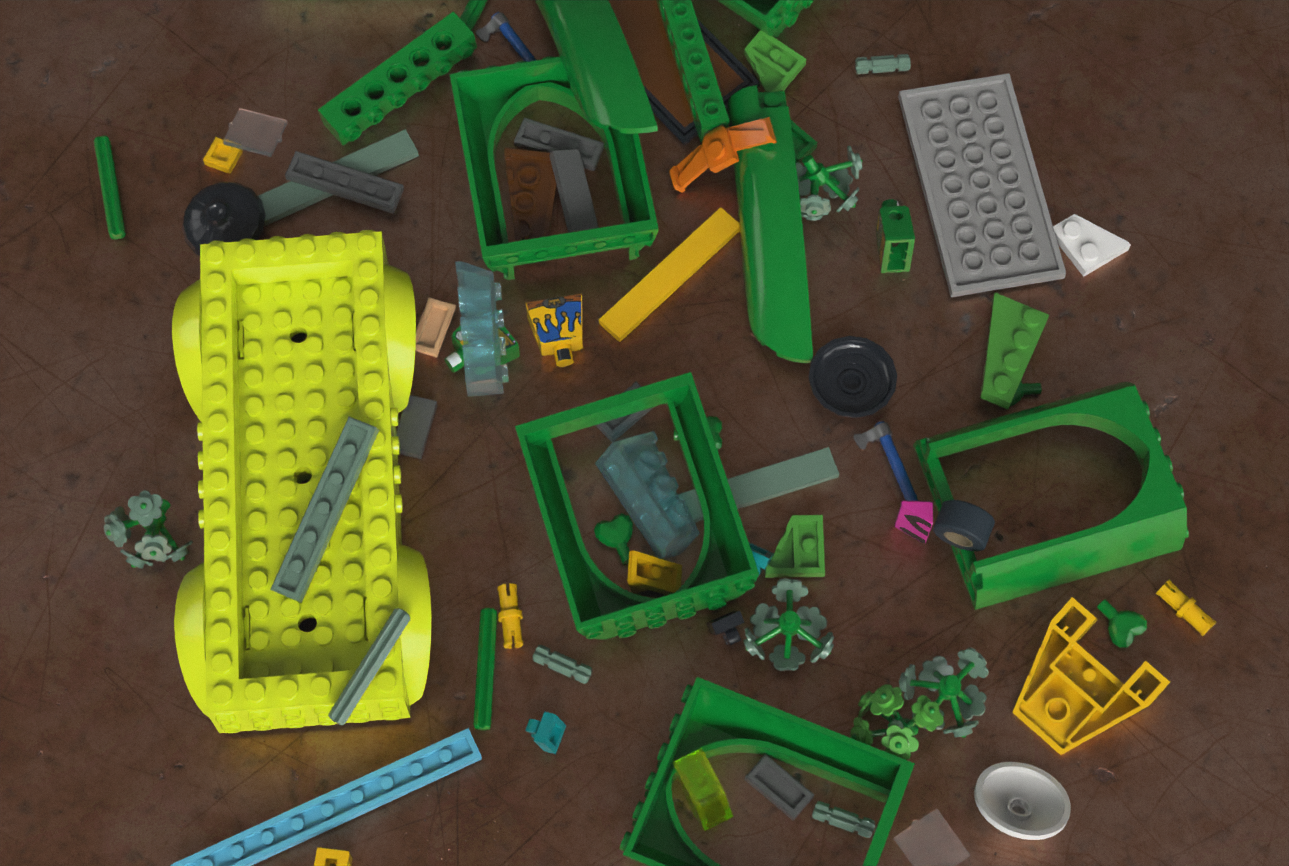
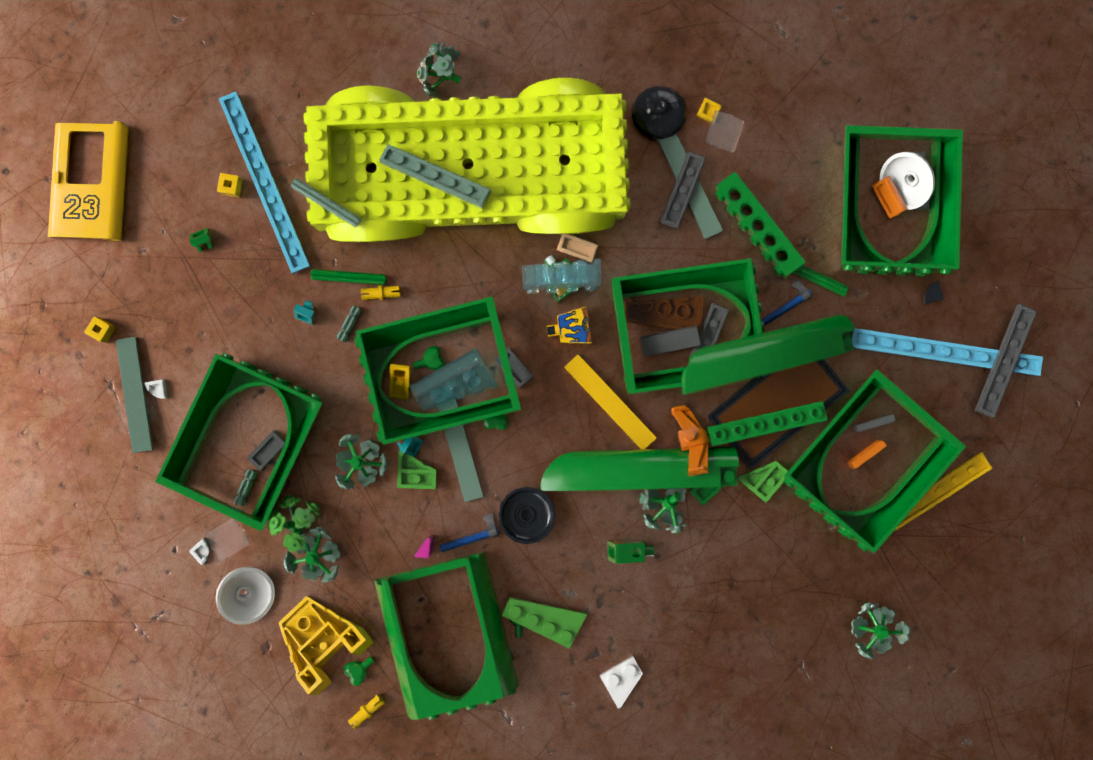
camera: 90 degrees right, 20 degrees up
(109, 187) = (687, 37): green axle -> none
(415, 426) = (509, 235): dark grey tile -> none
(702, 789) = (260, 404): clear neon green slope -> none
(726, 626) = (366, 424): black tile -> none
(882, 64) = (763, 555): sand green axle -> none
(964, 525) = (413, 576): black wheel -> none
(981, 185) = (668, 613): light grey plate -> none

